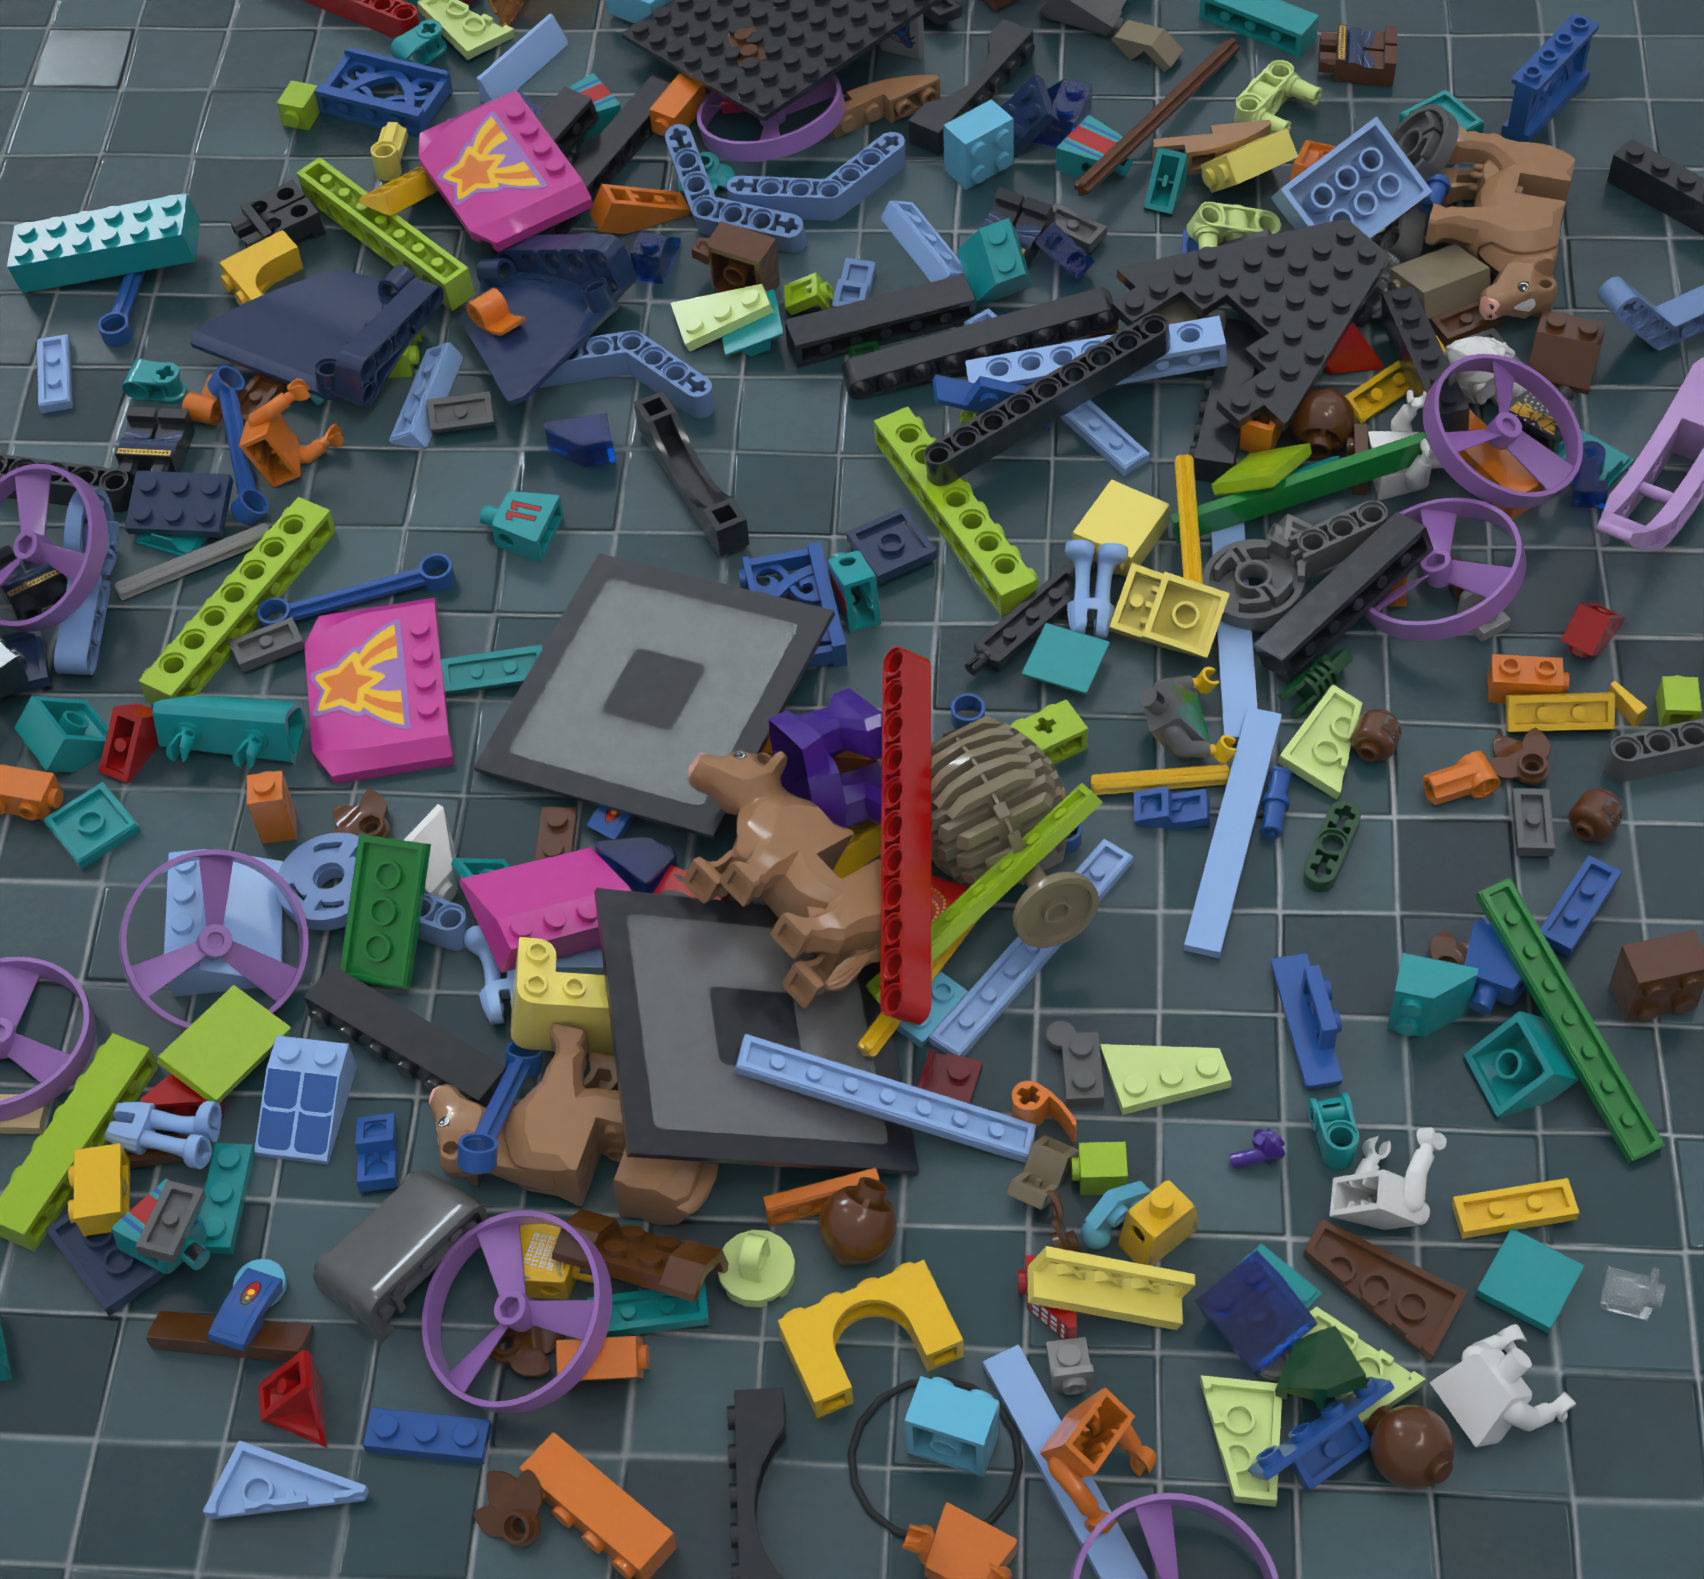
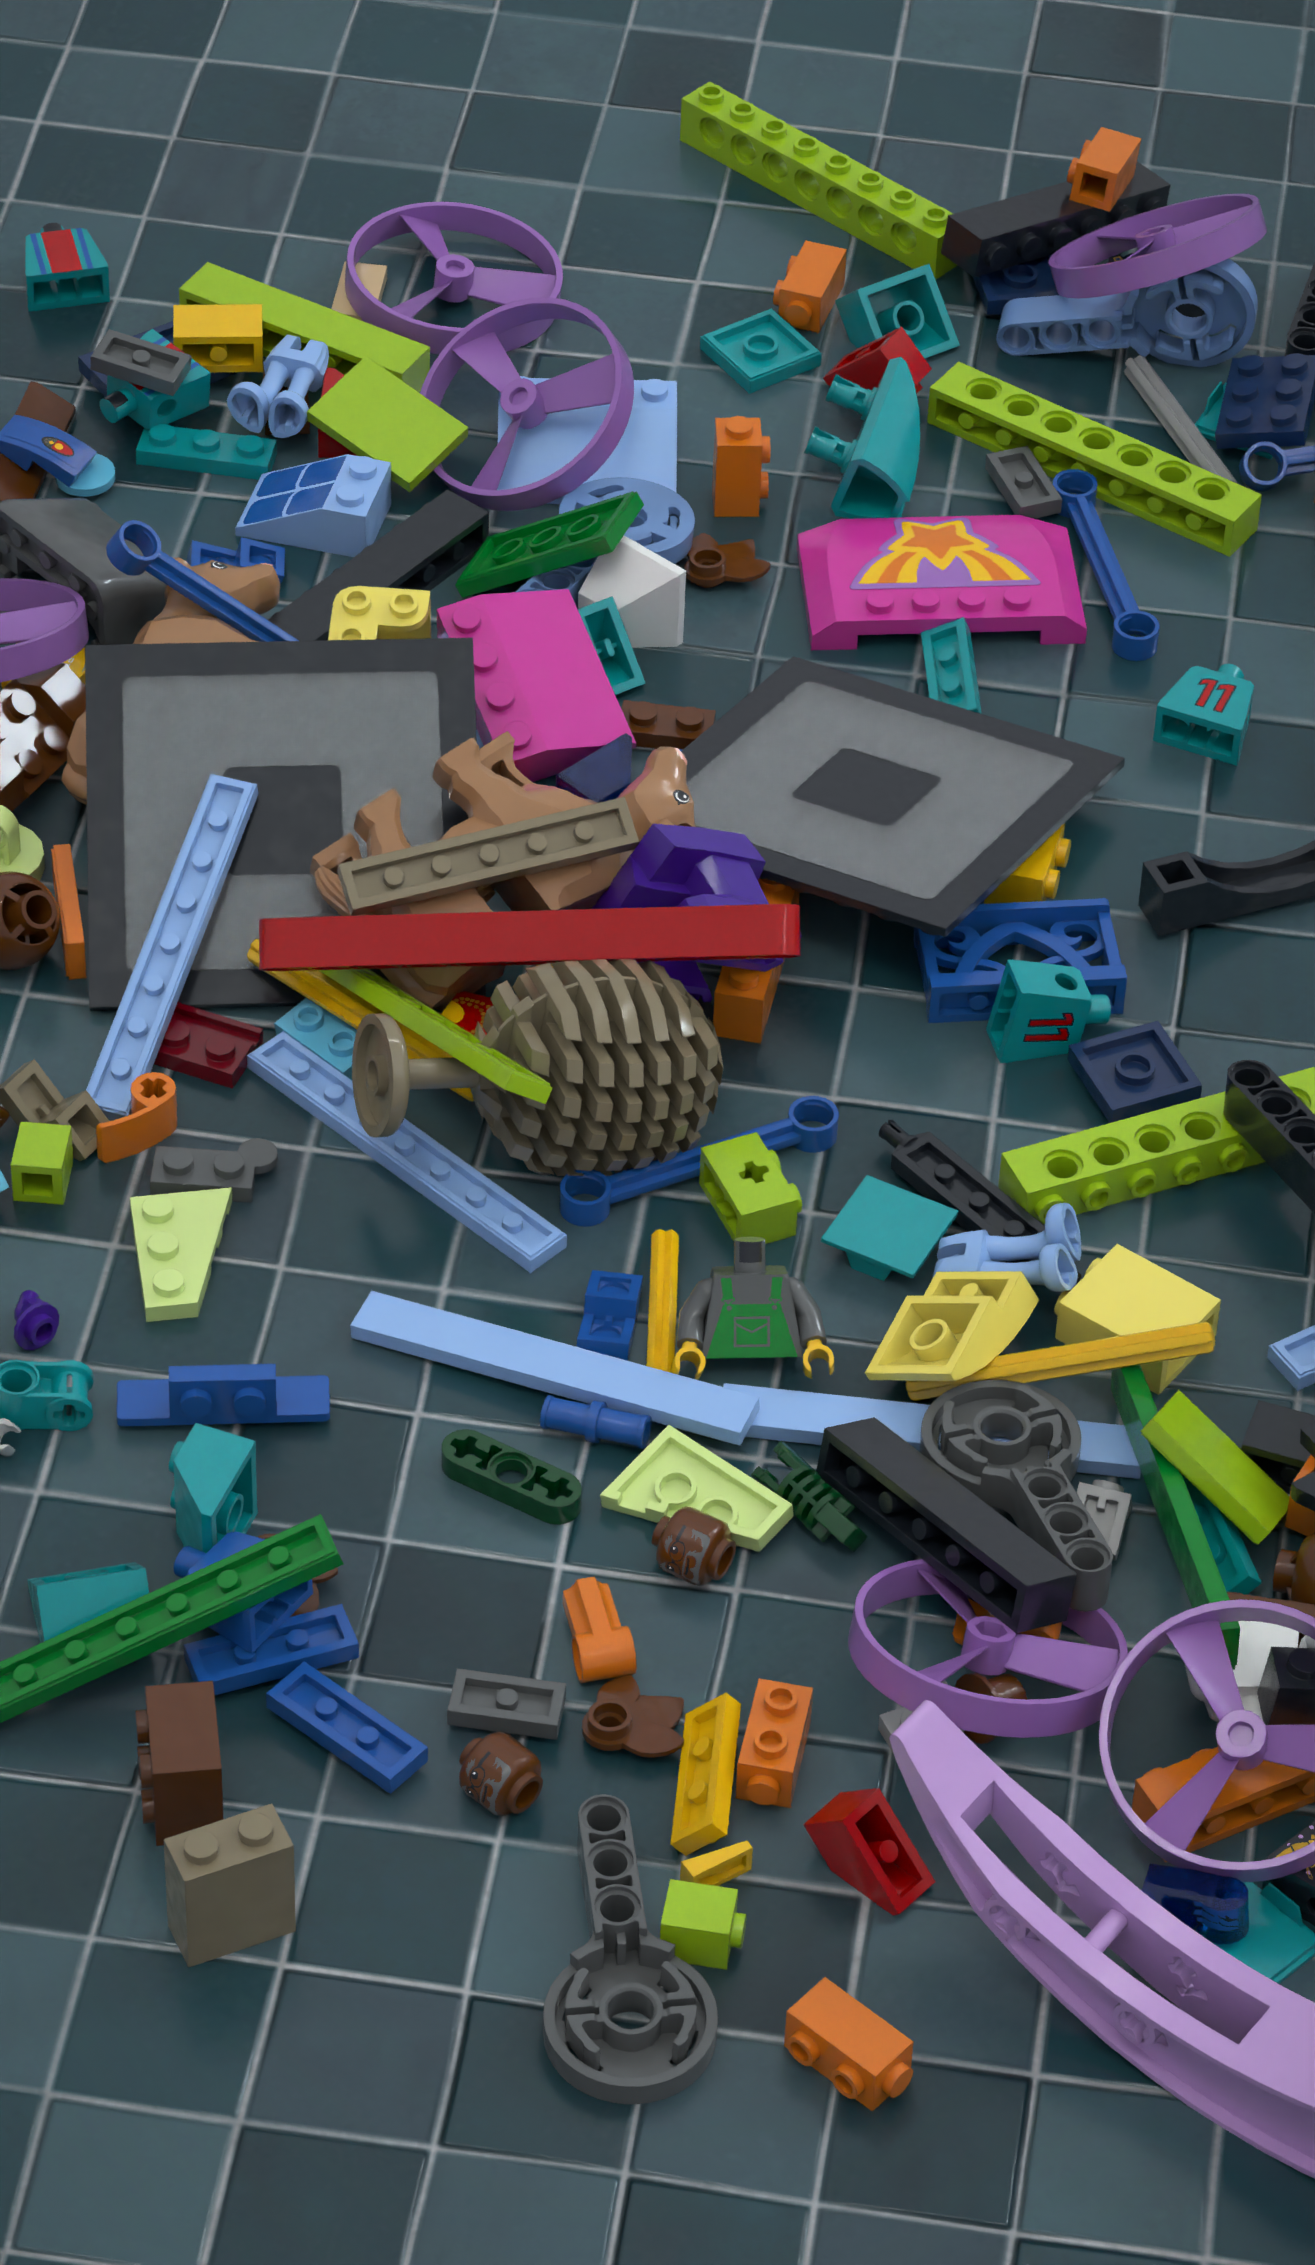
camera: 90 degrees right, 10 degrees down
(834, 859) = (487, 856): none -> dark tan plate

